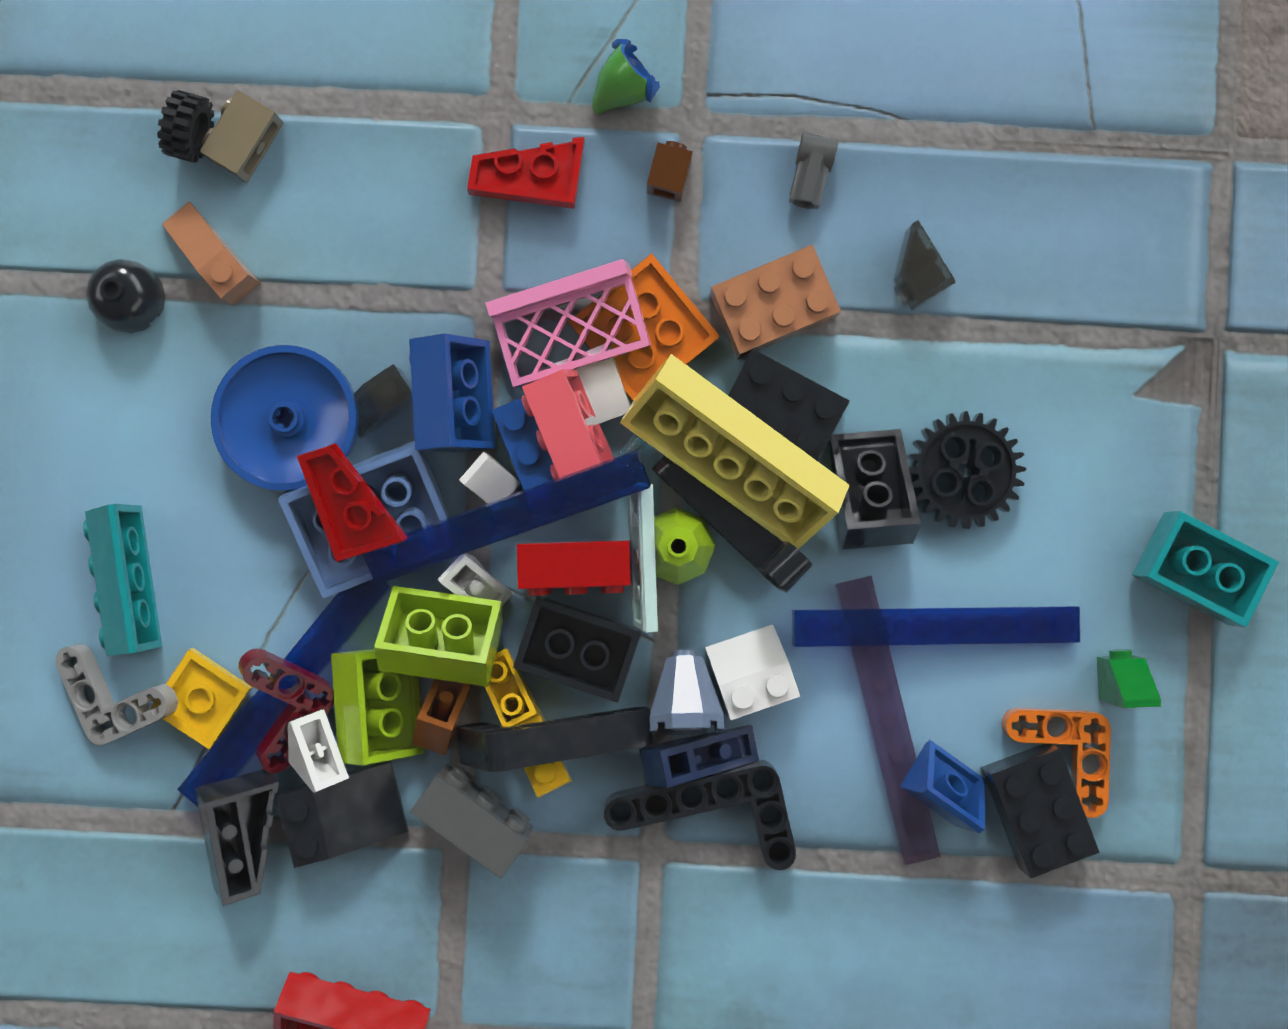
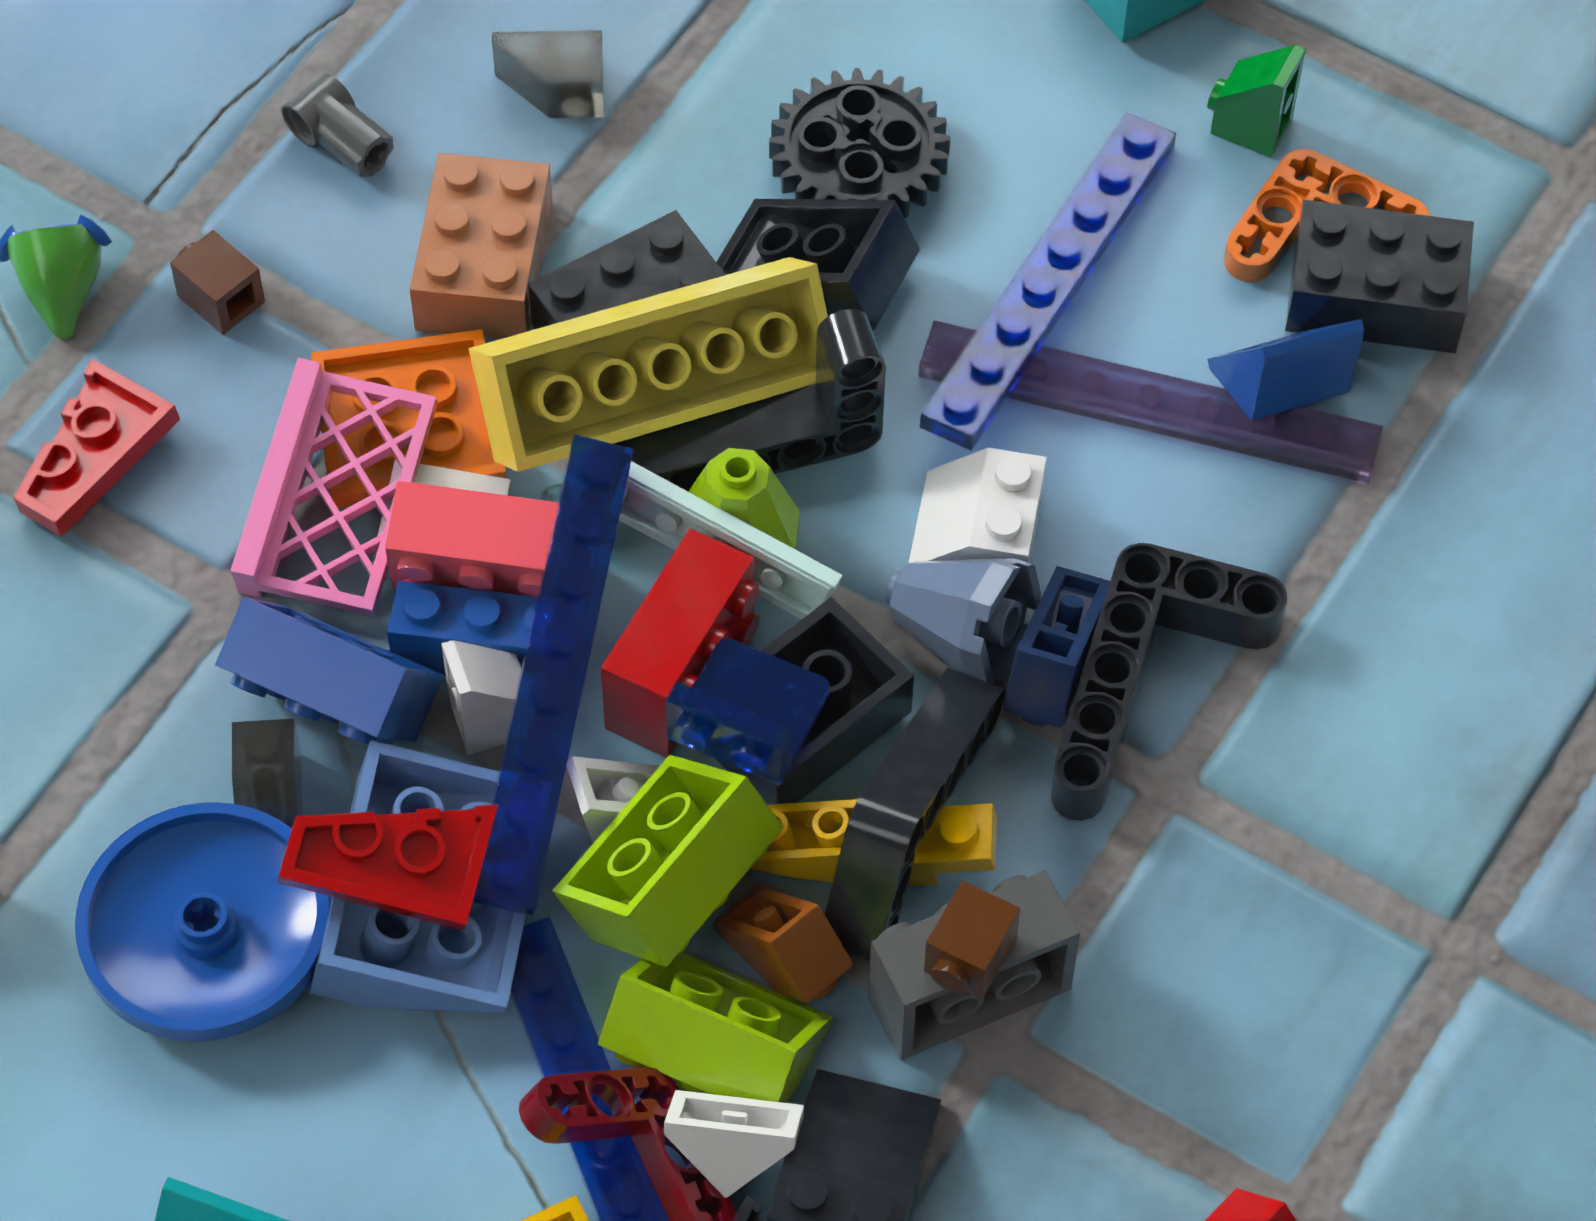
camera: 60 degrees left, 30 degrees down
(452, 834) = (971, 940): none -> reddish brown brick
(537, 634) = (747, 709): none -> clear blue bracket

